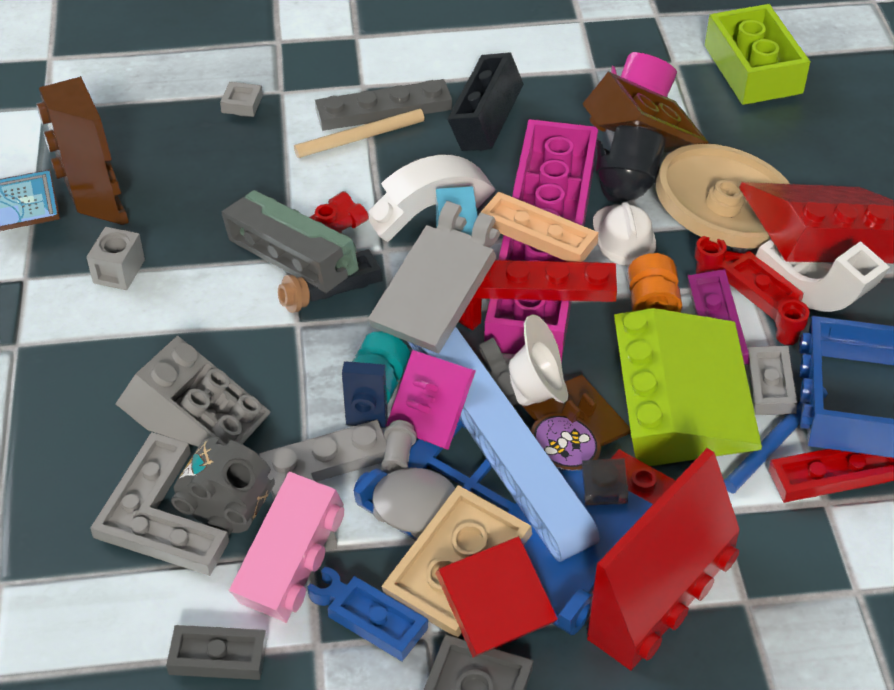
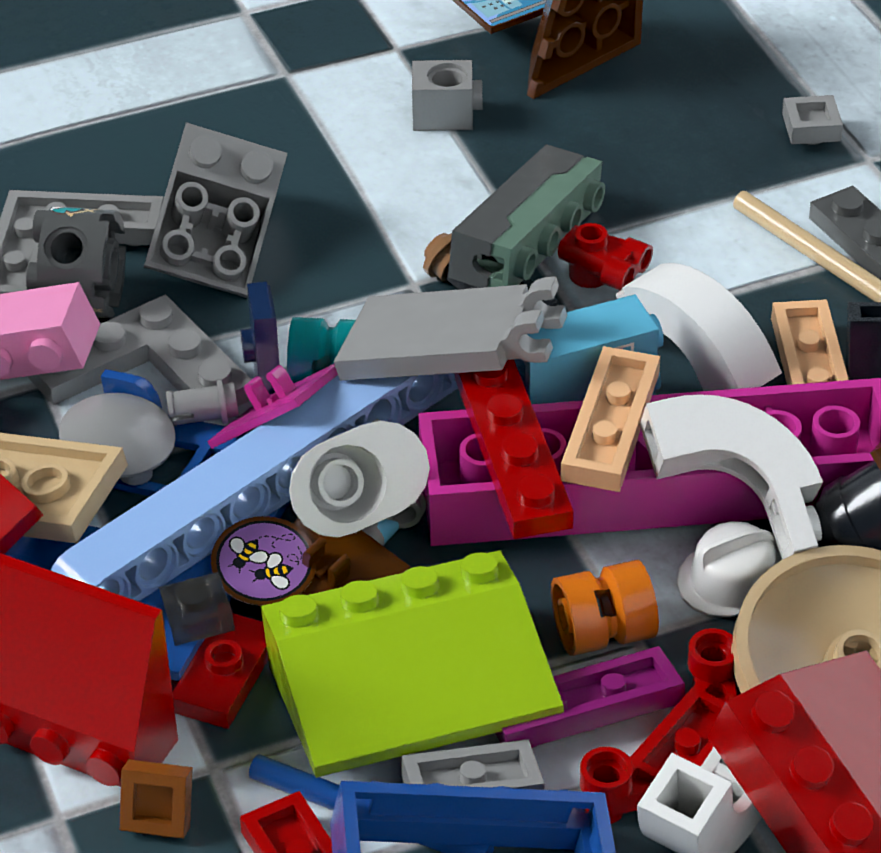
camera: 75 degrees right, 5 degrees down
(493, 159) = (807, 342): none -> light nougat plate
(597, 174) = (744, 442): none -> white arch
(761, 534) = (155, 798): none -> dark orange plate

